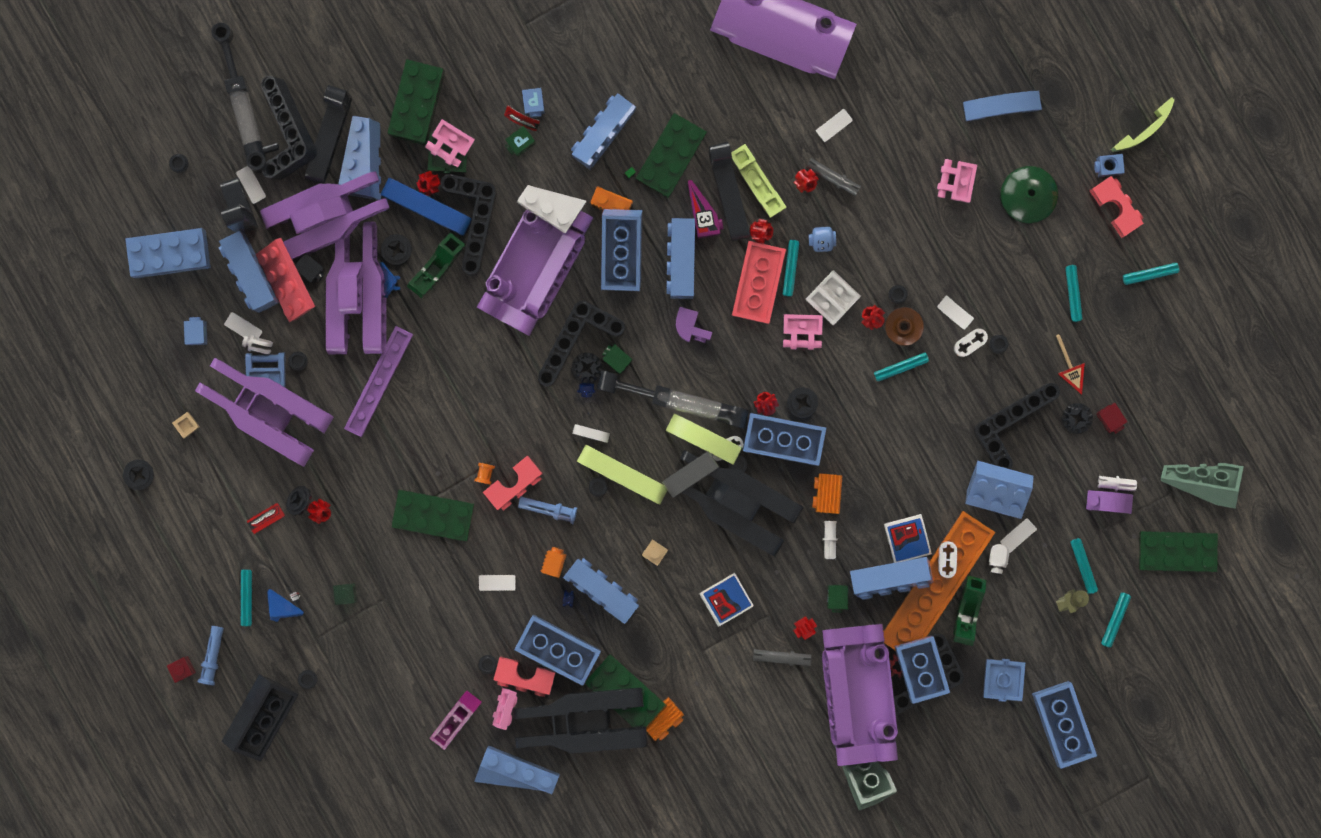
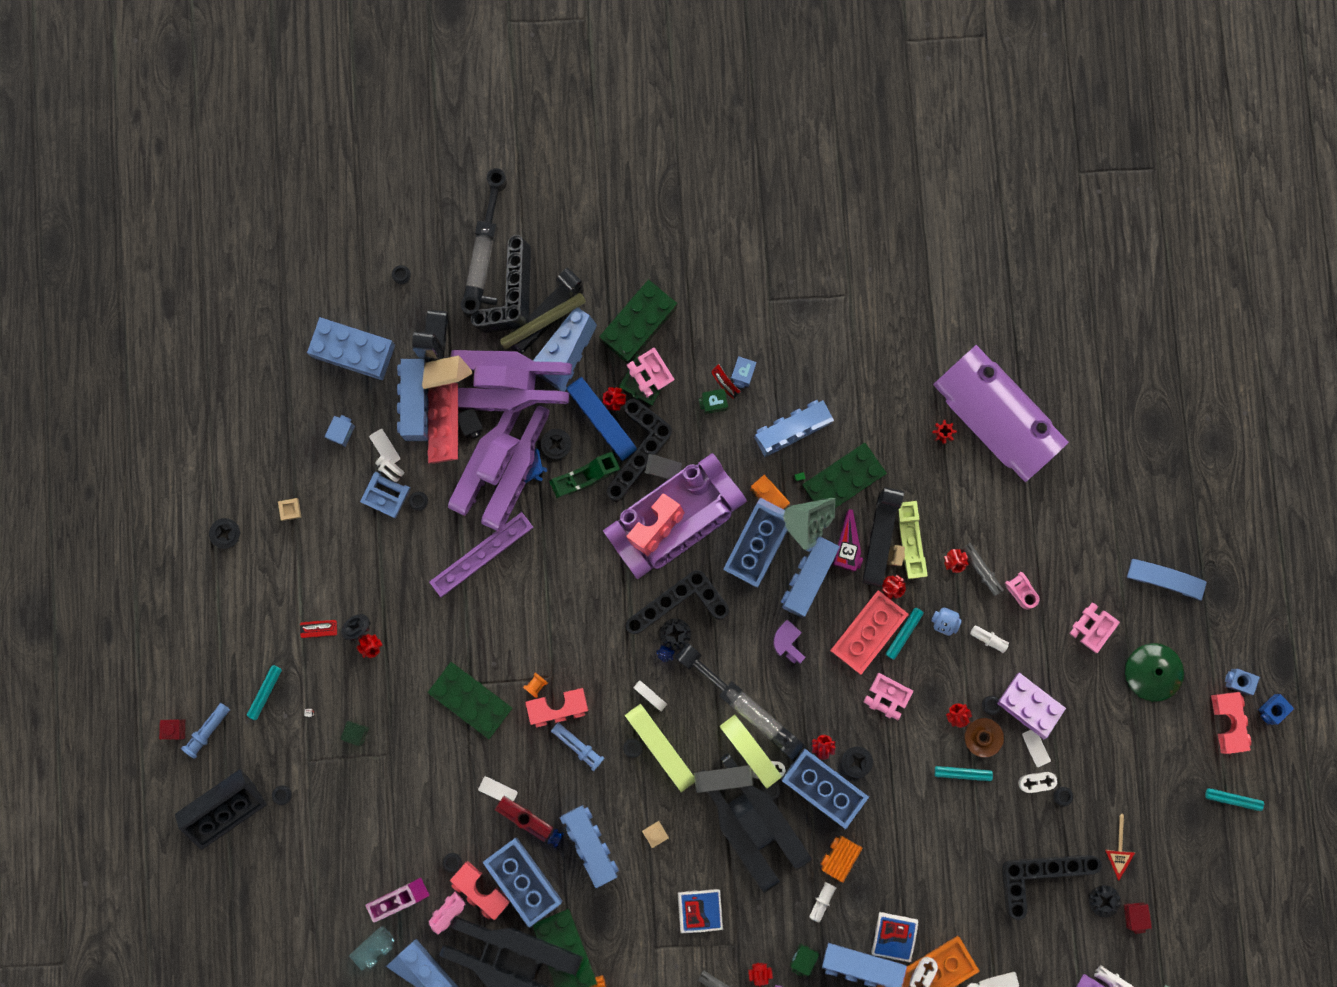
camera: 25 degrees right, 5 degrees down
(251, 184) = (455, 324): white sticker -> none
(264, 233) = (445, 372): none -> tan slope
(270, 404) = (376, 529): medium lavender beam -> none
(280, 607) = (291, 717): blue piece -> none
(329, 143) = (542, 321): none -> olive axle
(454, 770) = (370, 949): none -> clear light blue brick
(502, 224) = (662, 467): none -> dark grey tile
(521, 294) = (648, 537): none -> coral arch
(545, 596) = (535, 825): none -> dark red piece
(552, 207) = (714, 473): white wing -> none
(554, 562) = (558, 798): orange brick -> none
(616, 358) = (706, 639): dark green brick -> none
(656, 207) = (808, 520): none -> sand green wedge
(738, 74) = (940, 436): none -> red gear
(750, 202) = (896, 555): none -> tan plate
(833, 297) = (930, 679): white slope -> none
(834, 125) = (1004, 523): white sticker -> none
(868, 236) = (990, 639): none -> white axle
(877, 178) = (1022, 590): none -> bright pink piece
(933, 277) = (1031, 706): none -> plate
(999, 489) = (1002, 933): medium blue brick -> none
(1074, 294) = (1154, 783): teal axle -> none
(1157, 170) = (1282, 705): none -> blue brick
(1162, 113) = (1311, 657): yellowish green slope -> none

